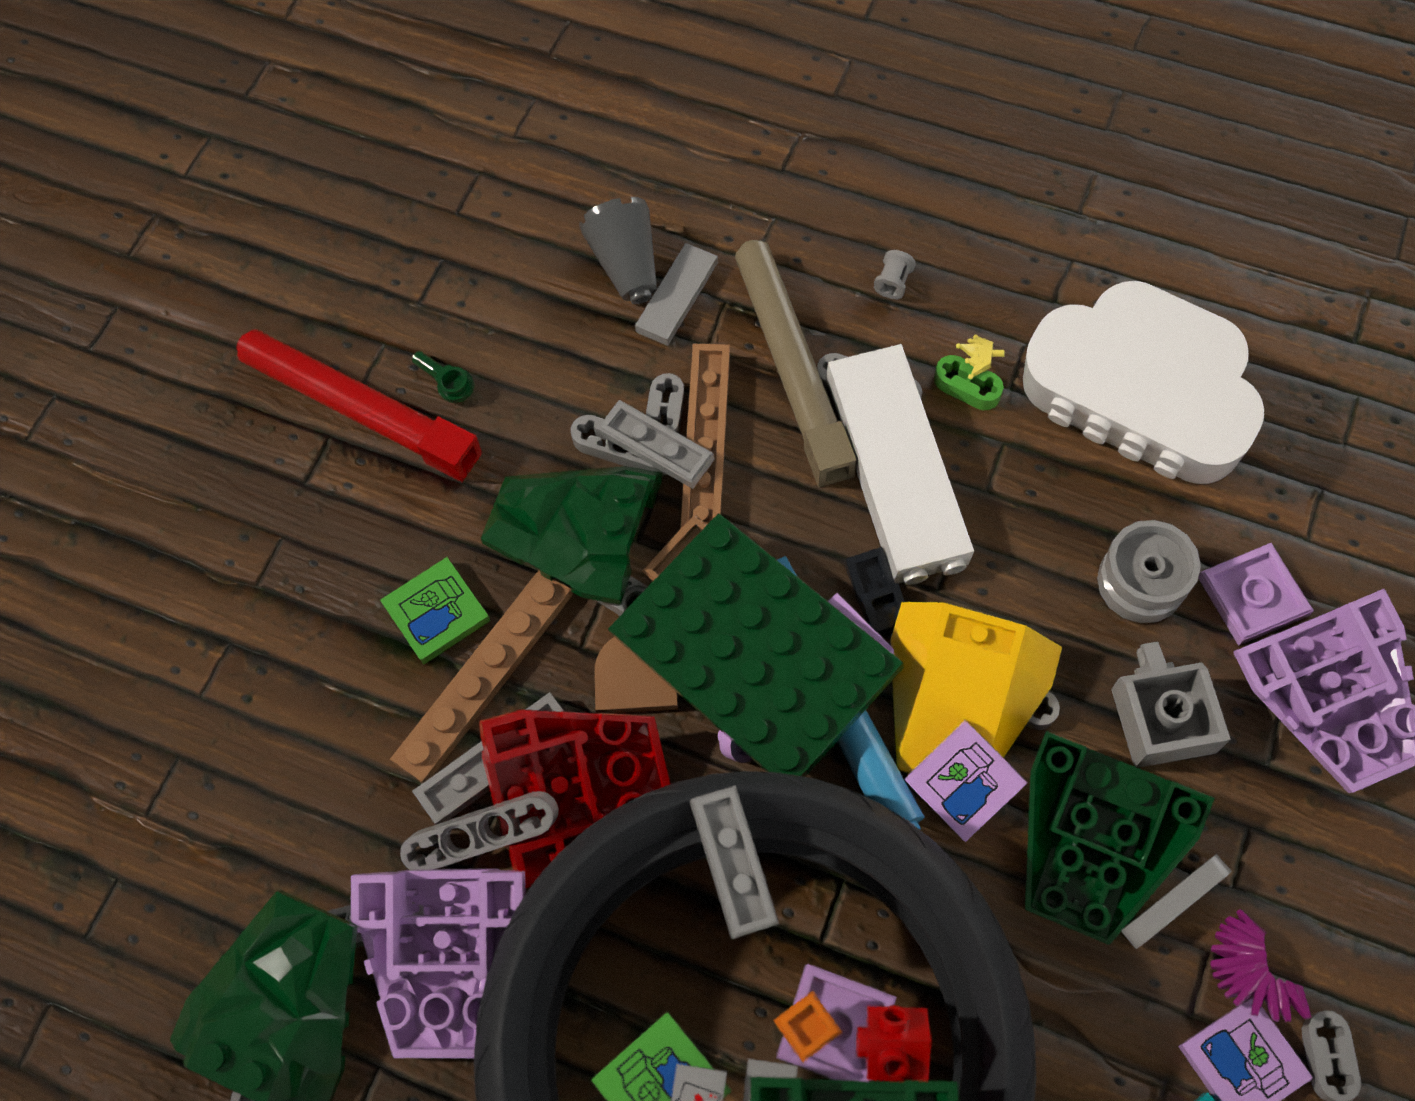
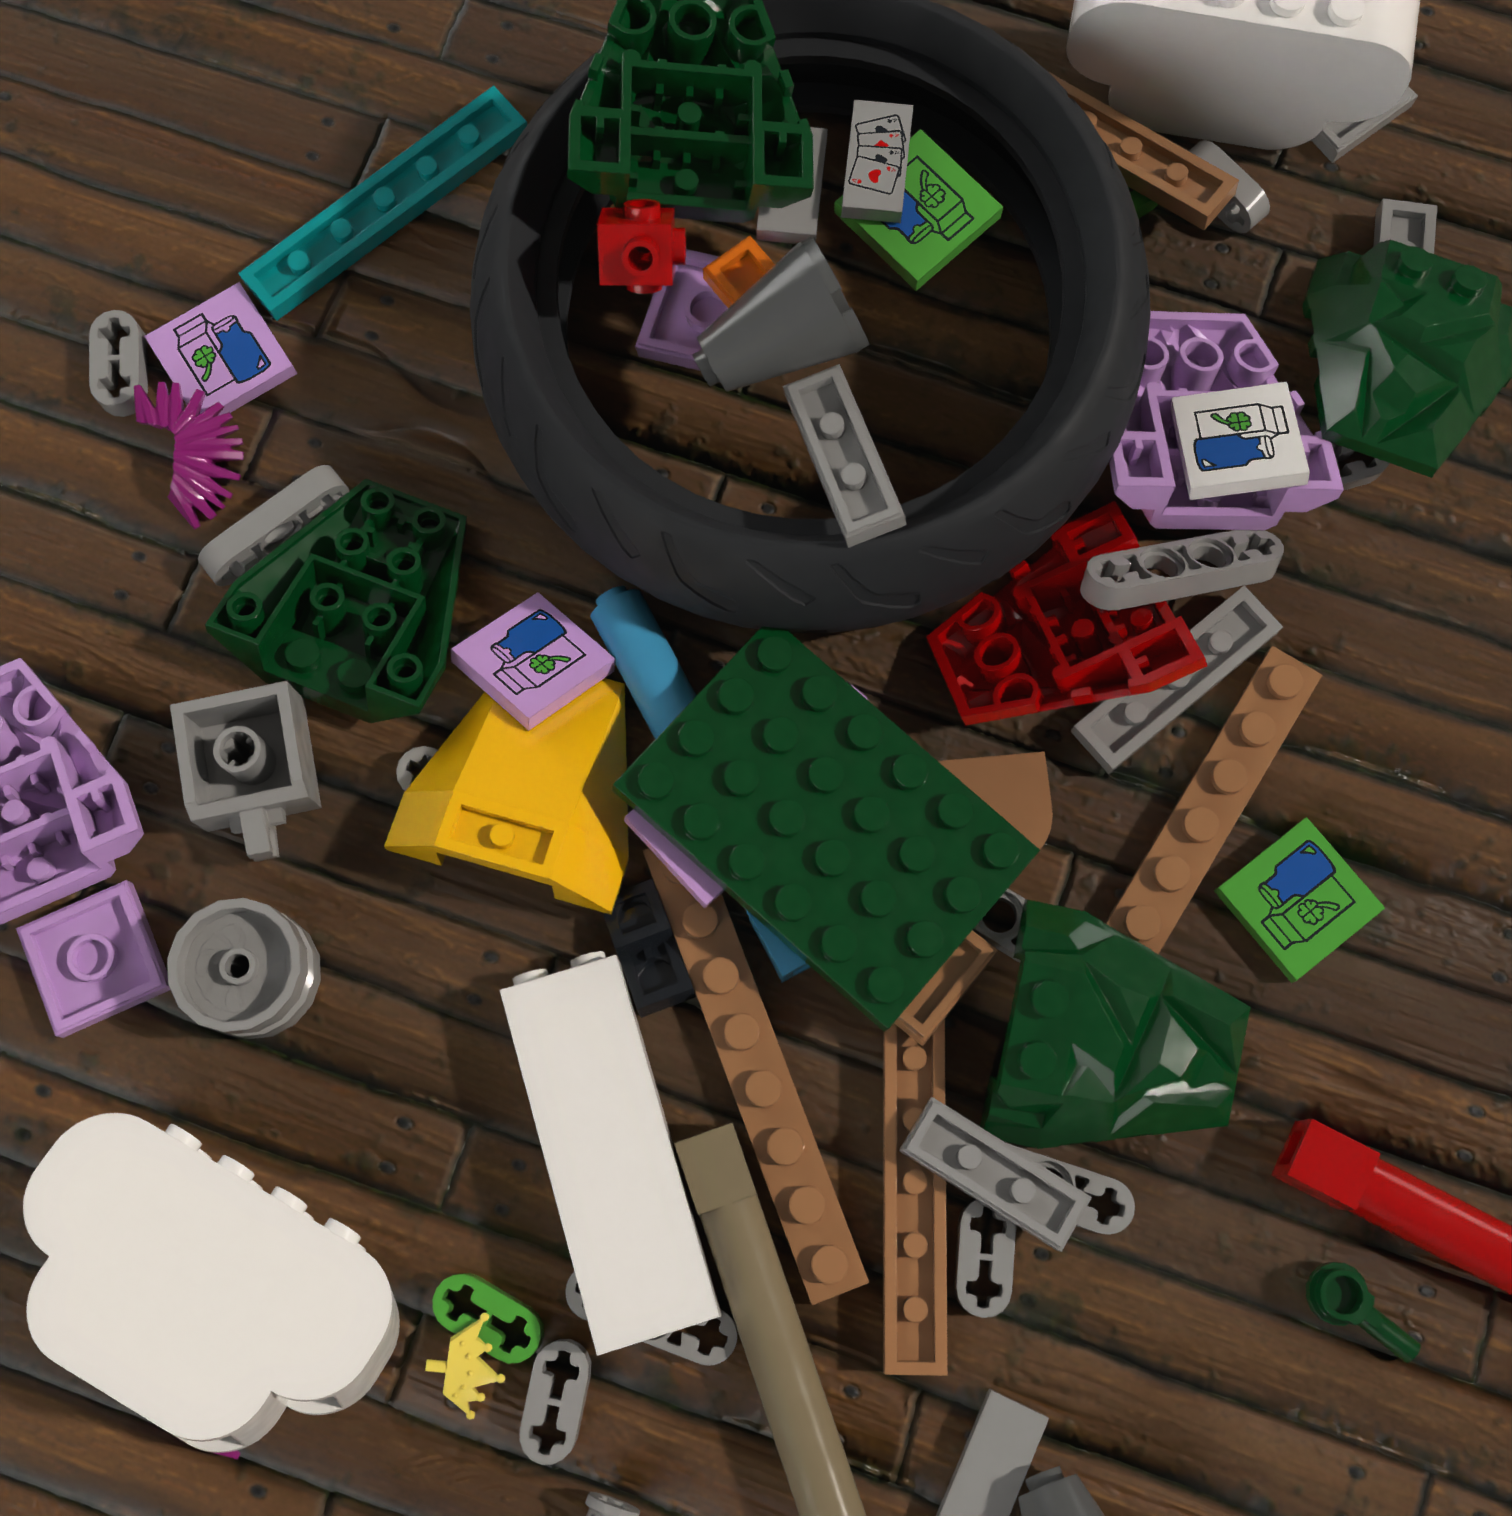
camera: 175 degrees right, 10 degrees up
(422, 920) = (1239, 441): none -> white tile
(776, 966) = (781, 324): none -> dark grey cone
(797, 496) = (762, 1090): none -> medium nougat plate
(932, 342) = (540, 1398): none -> light grey beam

